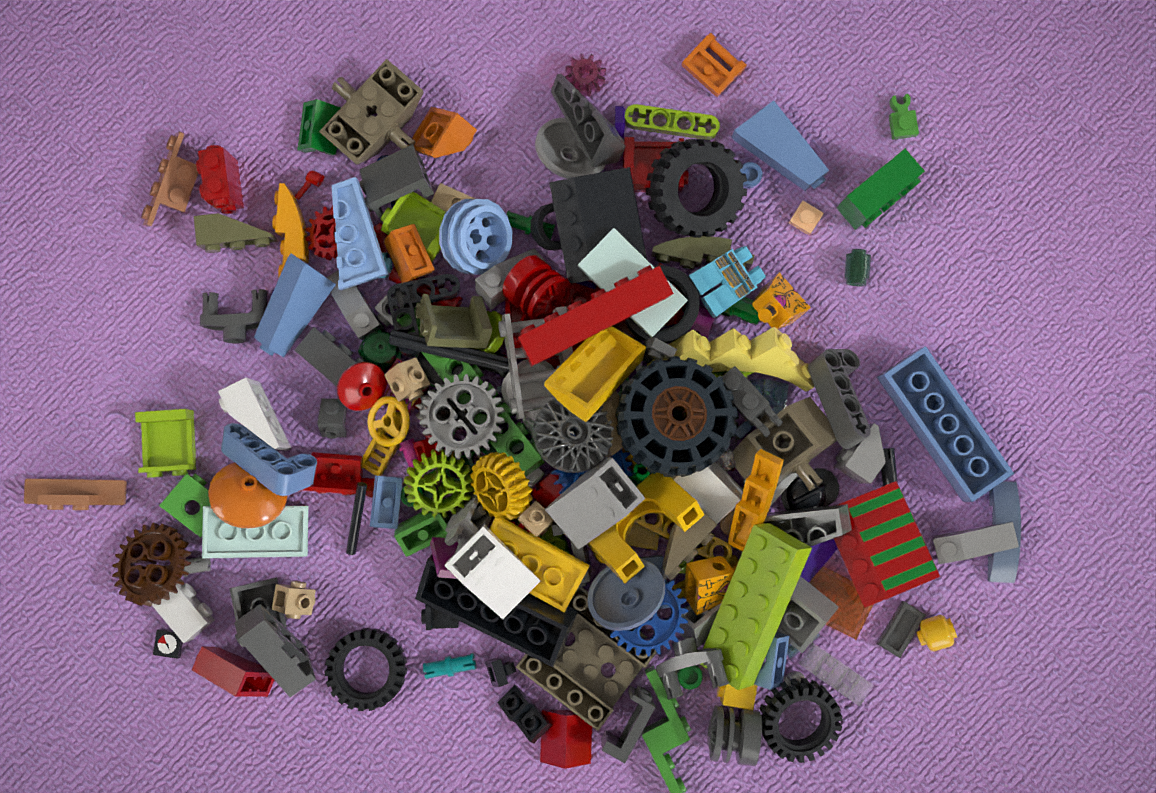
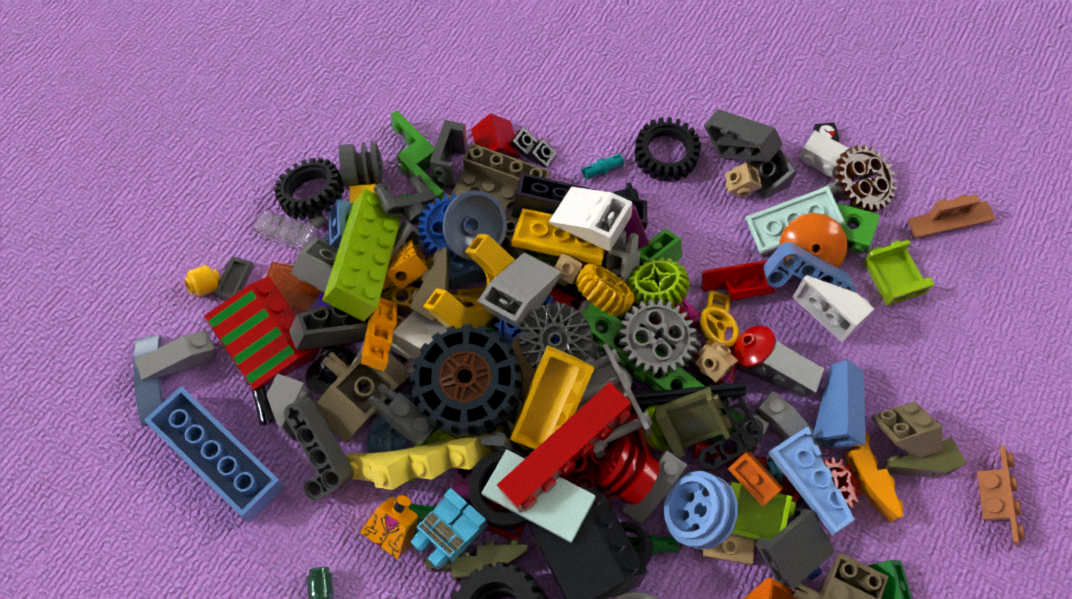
camera: 160 degrees right, 20 degrees down
(220, 179) = (959, 504): red brick -> none
(232, 672) = (783, 120): red slope -> none
(233, 325) = (885, 379): dark grey connector -> none
(236, 262) = (911, 429): none -> dark tan slope
(311, 178) = (874, 536): red hand -> none
(332, 418) = (771, 320): dark grey bracket -> none
(356, 518) = (716, 249): black bar -> none
(377, 350) = (756, 387): dark green helmet -> none
(386, 502) = (697, 266): medium blue panel -> none
(498, 671) = (561, 171): black tile -> none

